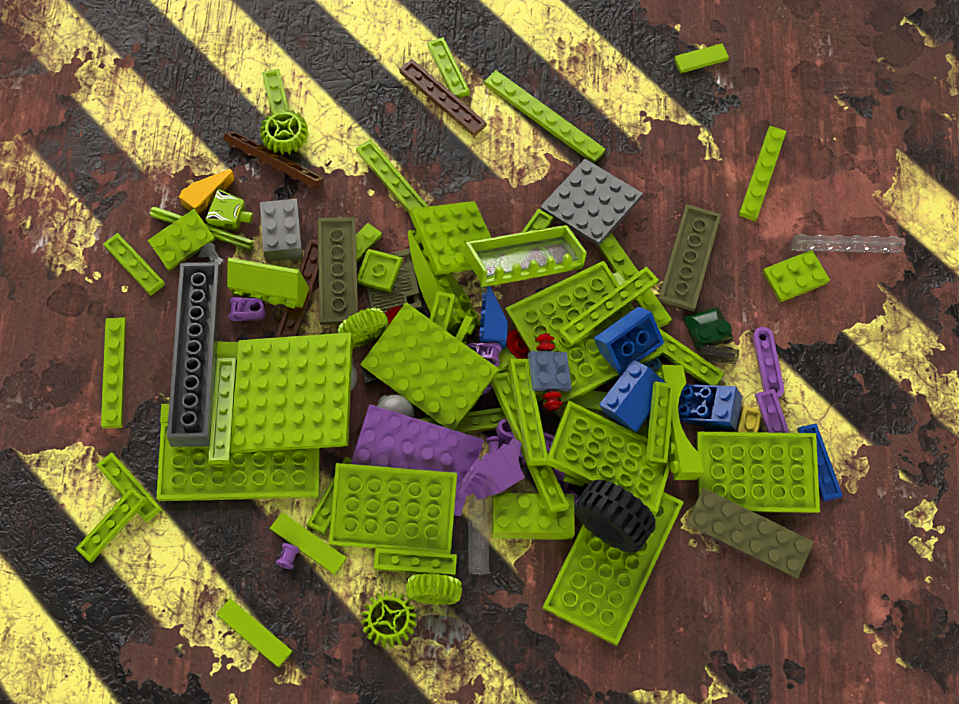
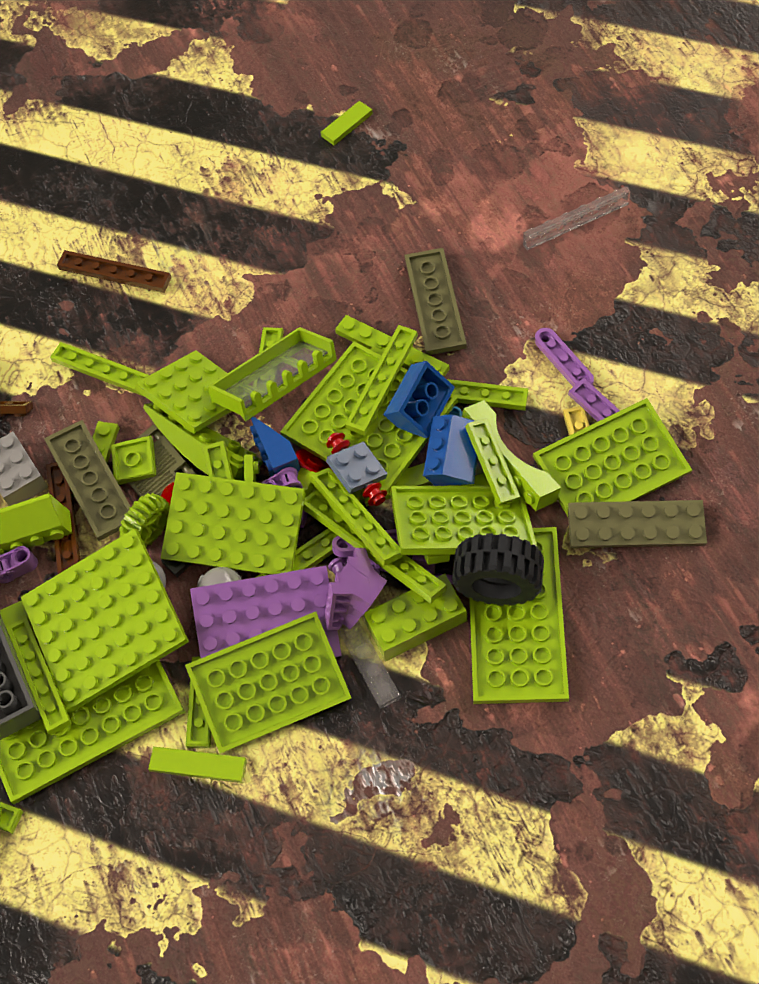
camera: 15 degrees left, 5 degrees down
(254, 633) = (186, 886): lime tile -> none
(287, 556) = (182, 788): medium lavender bush -> none
(397, 614) = (317, 804): lime gear -> none
(415, 562) = (319, 725): lime plate -> none
(434, 589) = (353, 740): lime gear -> none
(448, 68) = (105, 242): lime tile -> none
(544, 116) = (224, 242): lime plate -> none
(591, 202) = (312, 296): plate -> none
(708, 328) = (489, 357): dark green slope -> none
(710, 406) = (532, 425): blue slope -> none
(721, 355) = (513, 374): clear smoke plate -> none
(762, 173) = (461, 195): lime plate -> none
(795, 276) = (544, 270): lime plate -> none
(828, 484) = (686, 442): blue tile -> none

